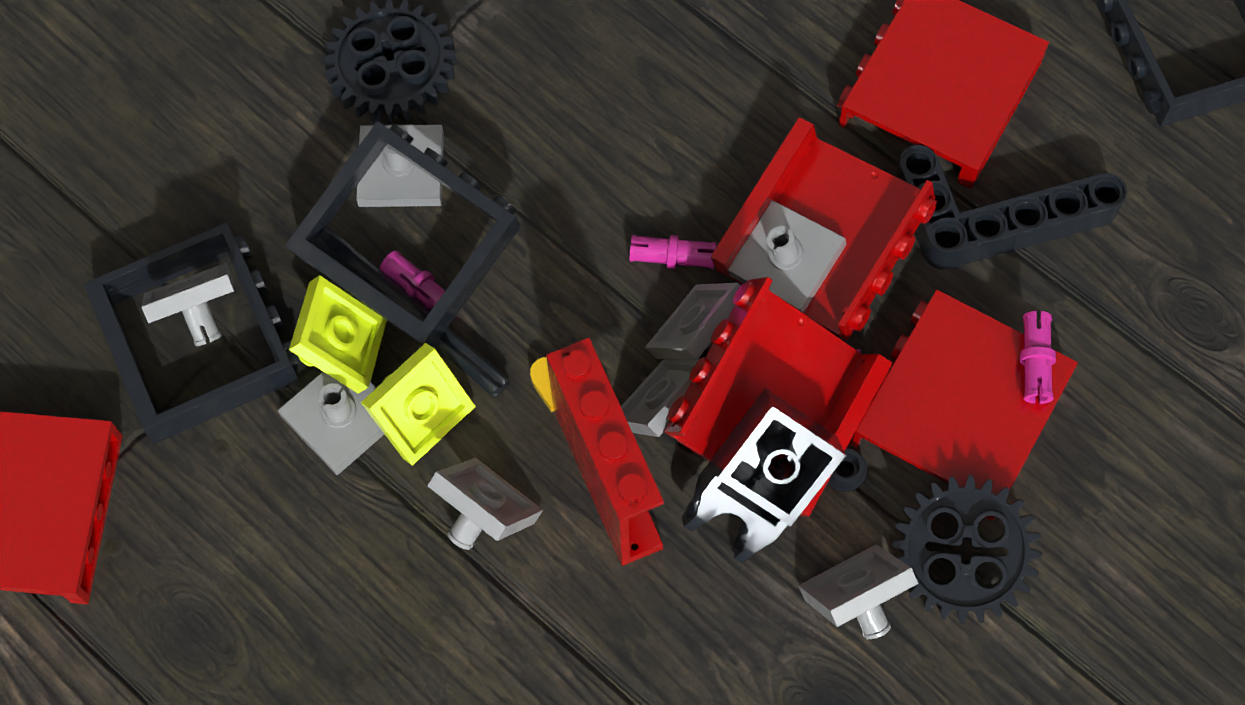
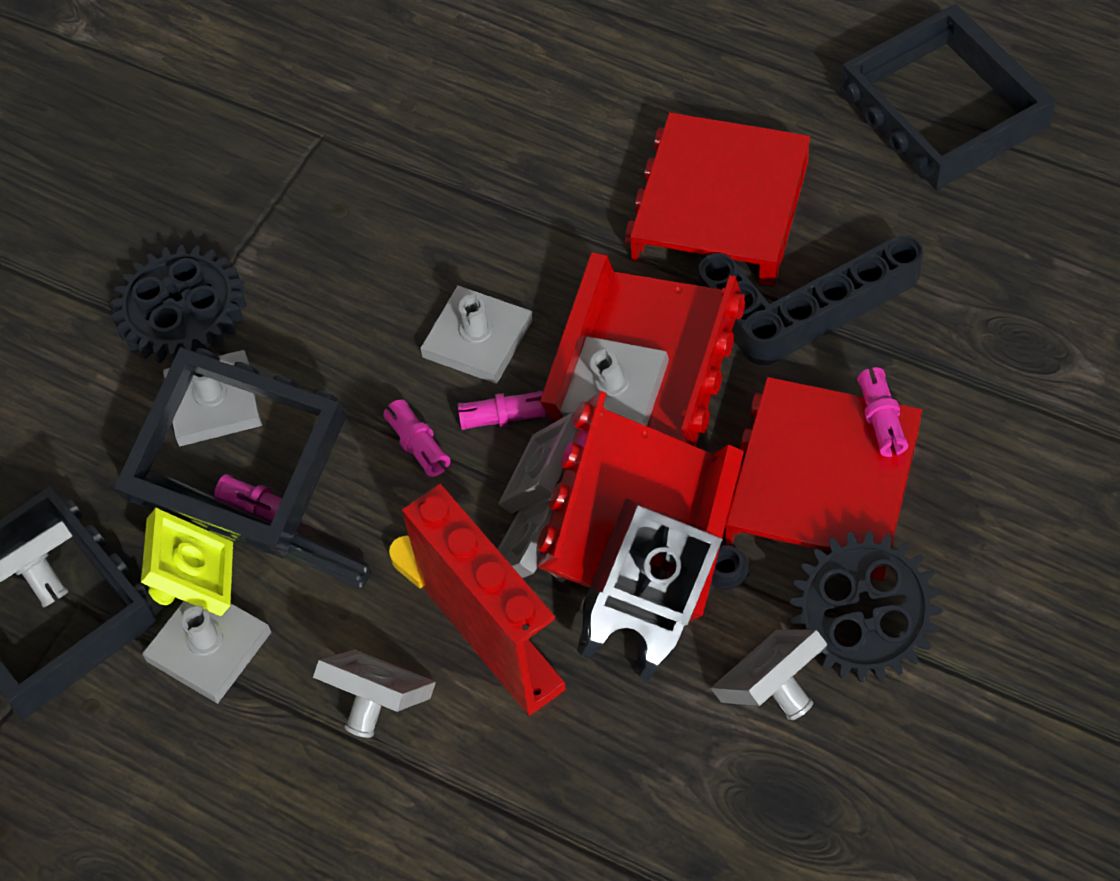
camera: 10 degrees left, 10 degrees down
(418, 404) = (284, 608): neon yellow tile -> none
(584, 259) = (416, 438): none -> dark pink pin
(668, 165) = (477, 334): none -> light grey tile

